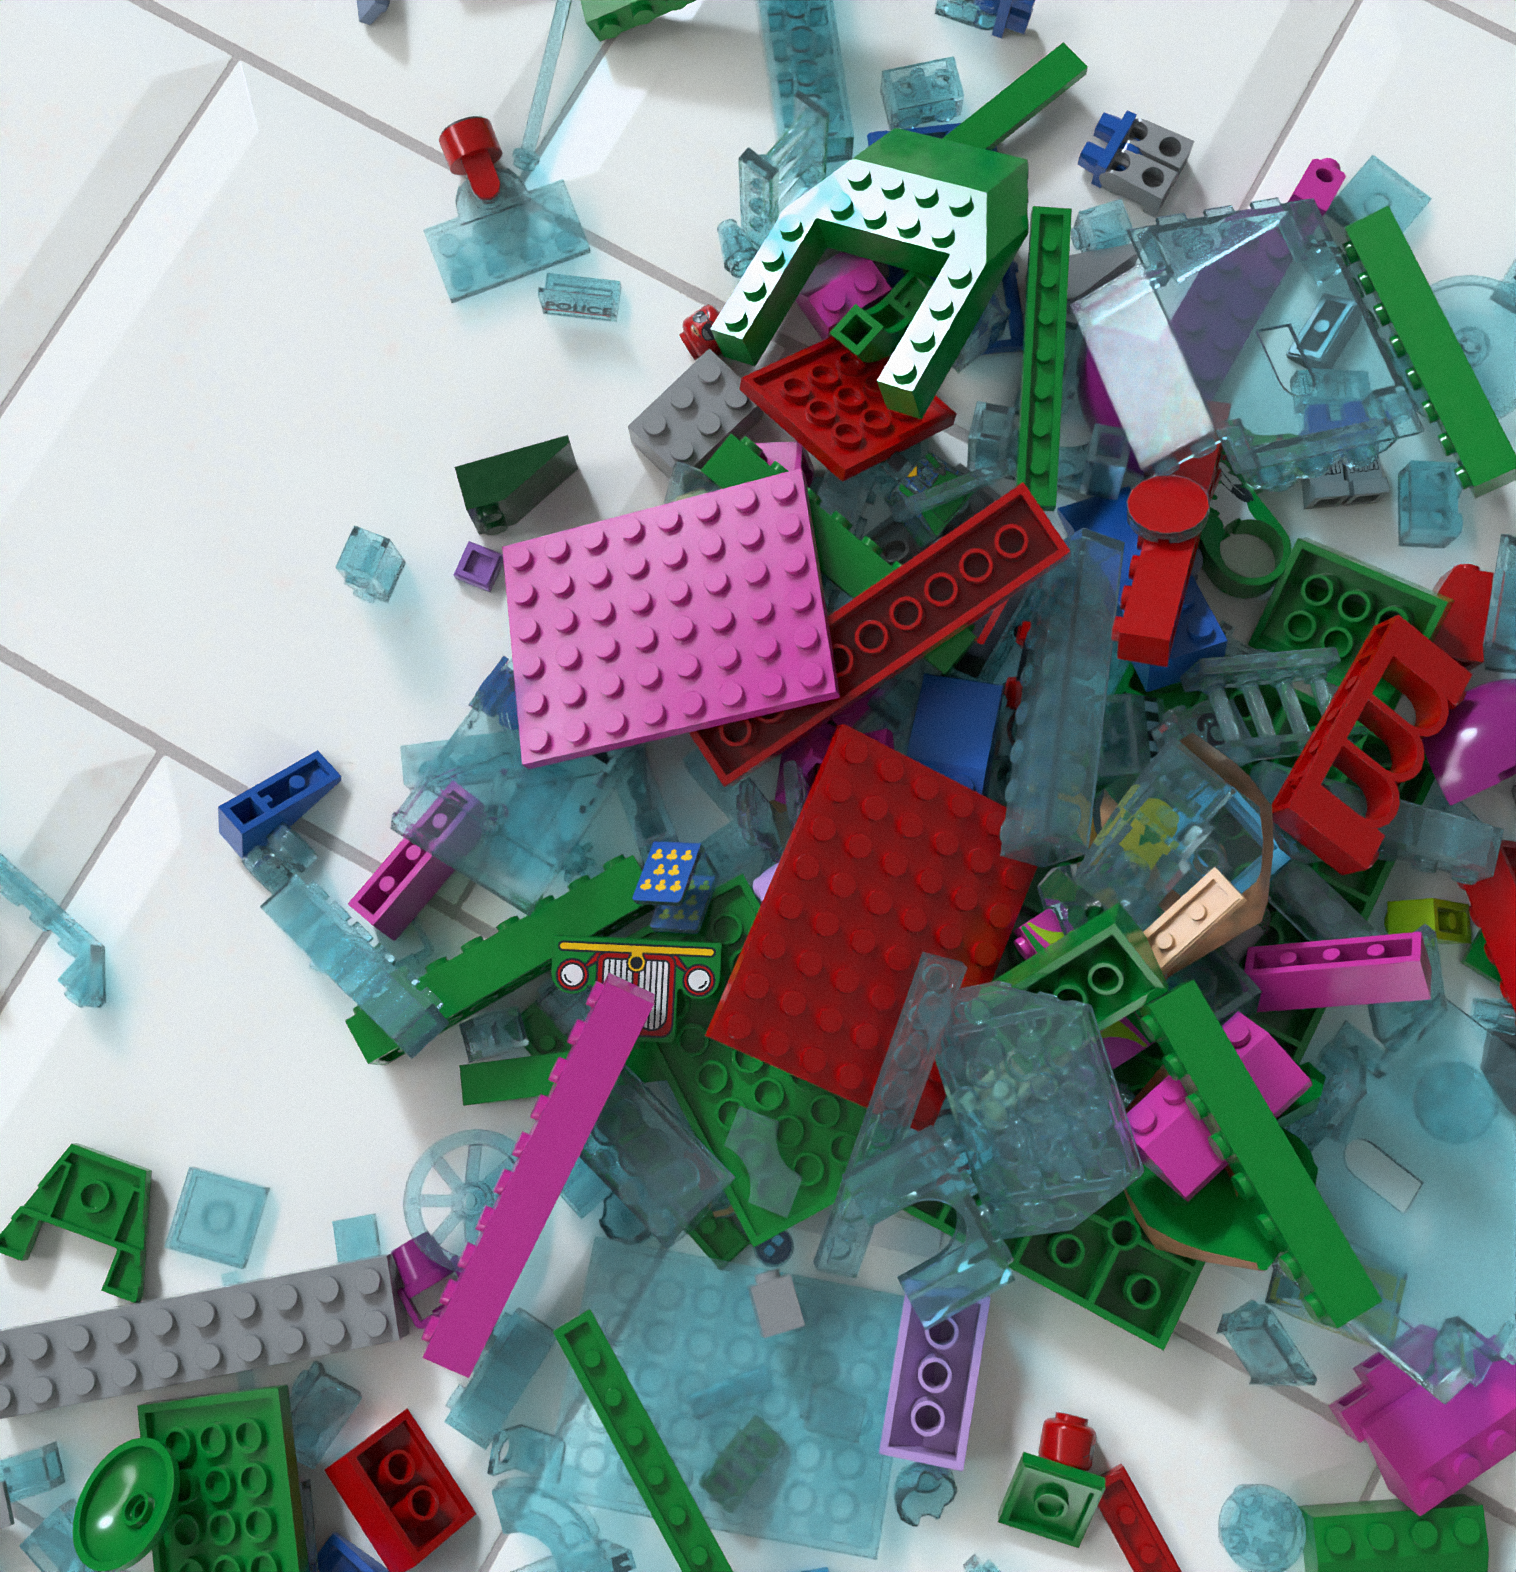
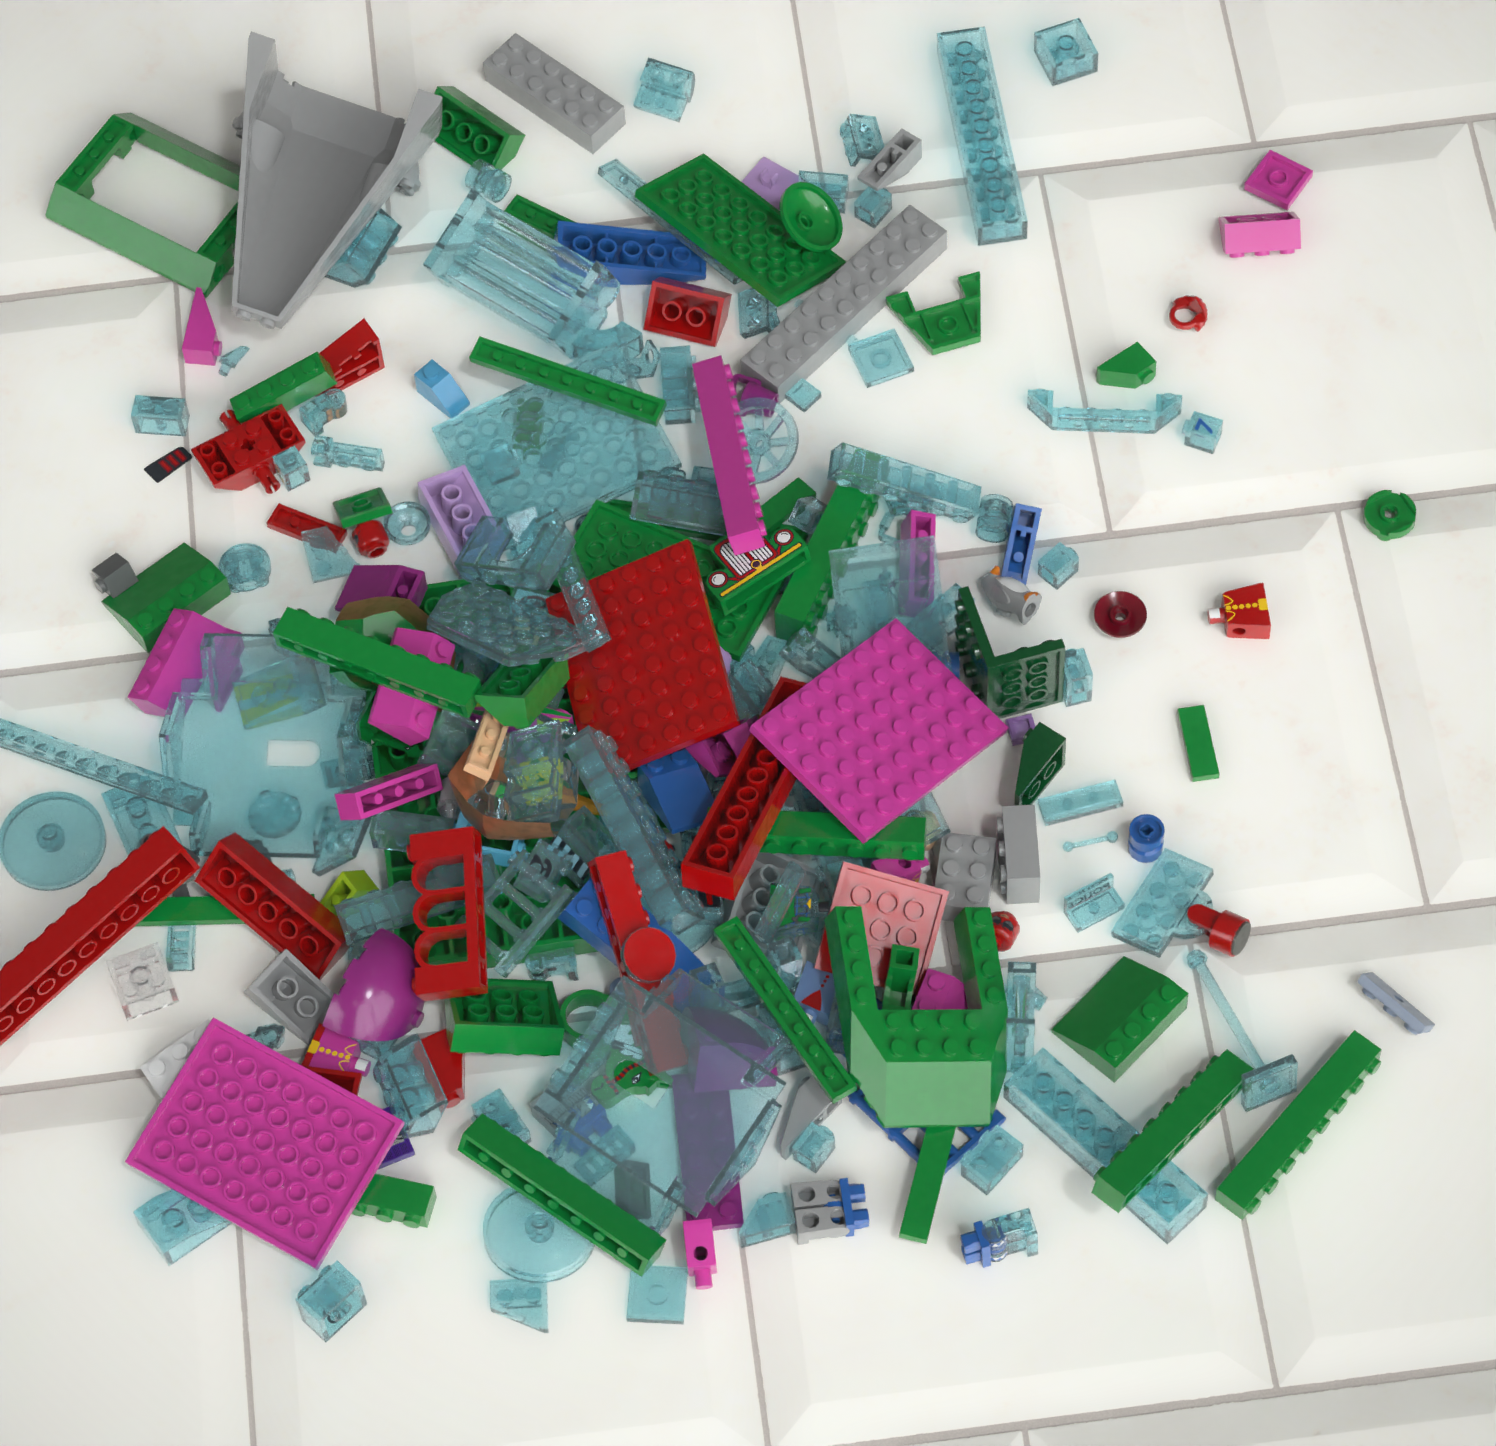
camera: 145 degrees right, 20 degrees down
(109, 517) = (1243, 613): none -> red torso
(234, 608) = (1120, 605): none -> dark red dish
(259, 738) = (1058, 565): none -> clear light blue brick
(303, 404) = (1198, 743): none -> green tile
(350, 737) = (1010, 596): none -> light grey animal
(461, 320) = (1146, 838): none -> blue wheel
(469, 630) = (1010, 681): none -> dark green bracket
(485, 426) = (1080, 802): none -> clear light blue tile
(492, 367) = (1111, 837): none -> clear light blue hinge
(616, 392) = (1018, 854): none -> light grey brick
(658, 150) = (1121, 1016): none -> green slope
(680, 883) = (768, 620): piece -> none
(771, 1180) = (630, 539): clear light blue tile -> none
(775, 1303) = (565, 488): light grey brick -> none
(872, 1293) = (523, 528): none -> clear light blue bracket
(923, 1491) = (431, 466): clear light blue hair -> none
(961, 391) = (815, 993): none -> medium blue torso
(1027, 1436) = (405, 515): none -> clear light blue piece
(1136, 1310) = (383, 581): none -> magenta slope
(1143, 1458) = (326, 555): none -> clear light blue wing
(1209, 186) = (768, 1220): none -> clear light blue slope

